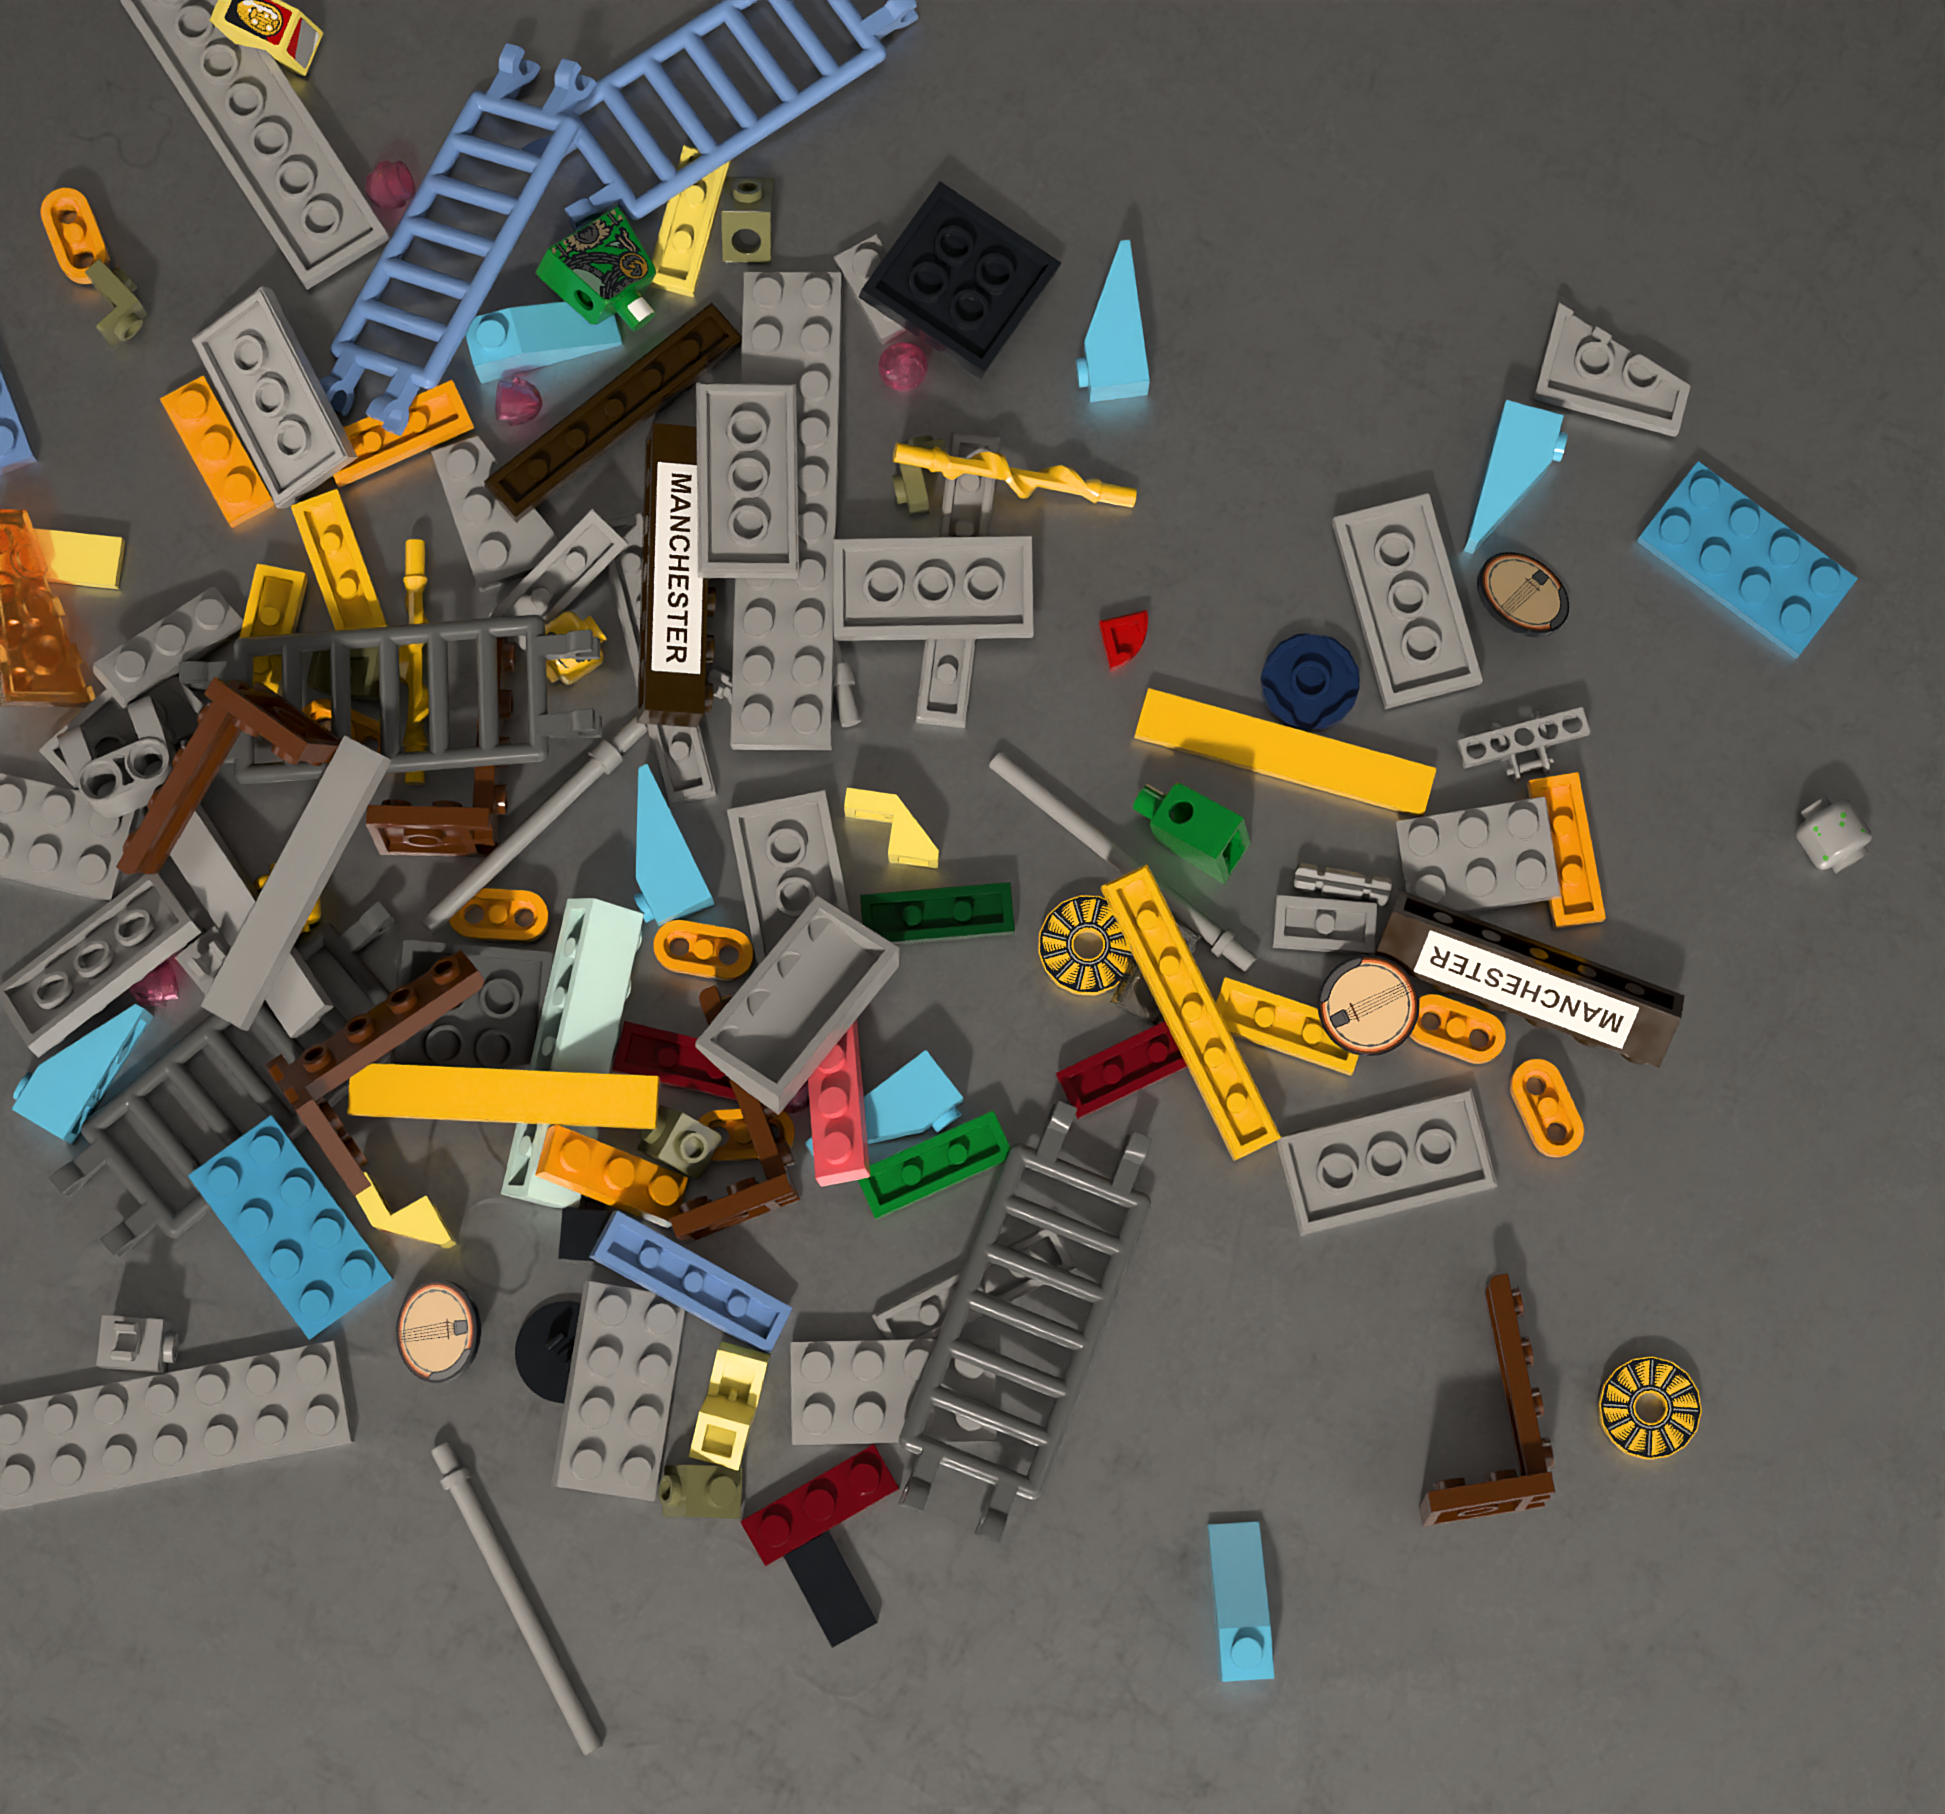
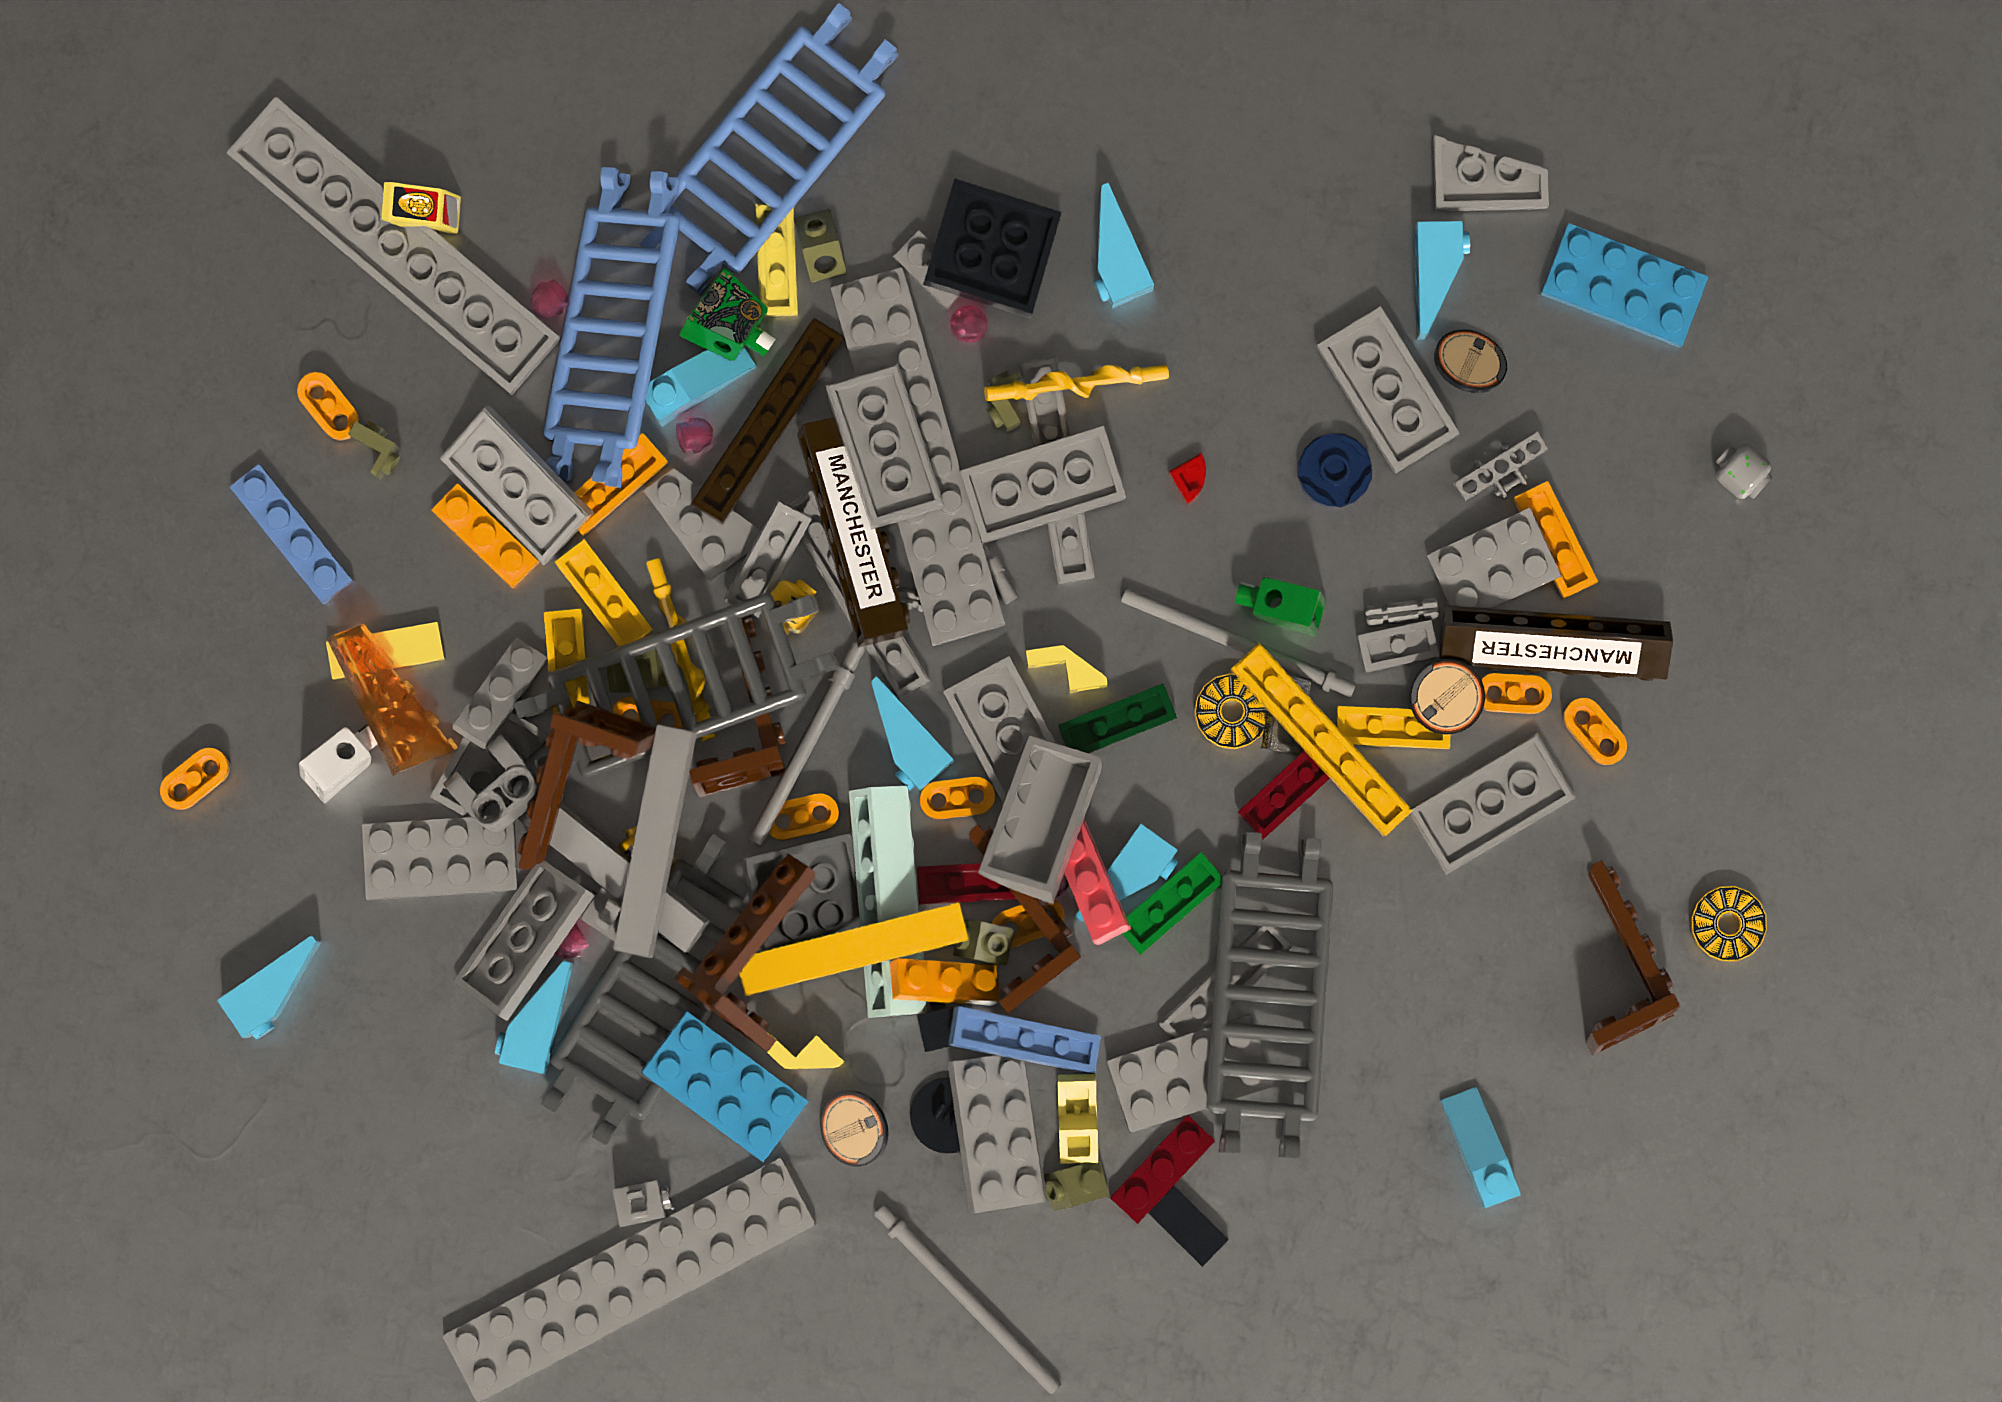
camera: 20 degrees left, 5 degrees up
(1285, 753) = (1332, 528): yellow tile -> none

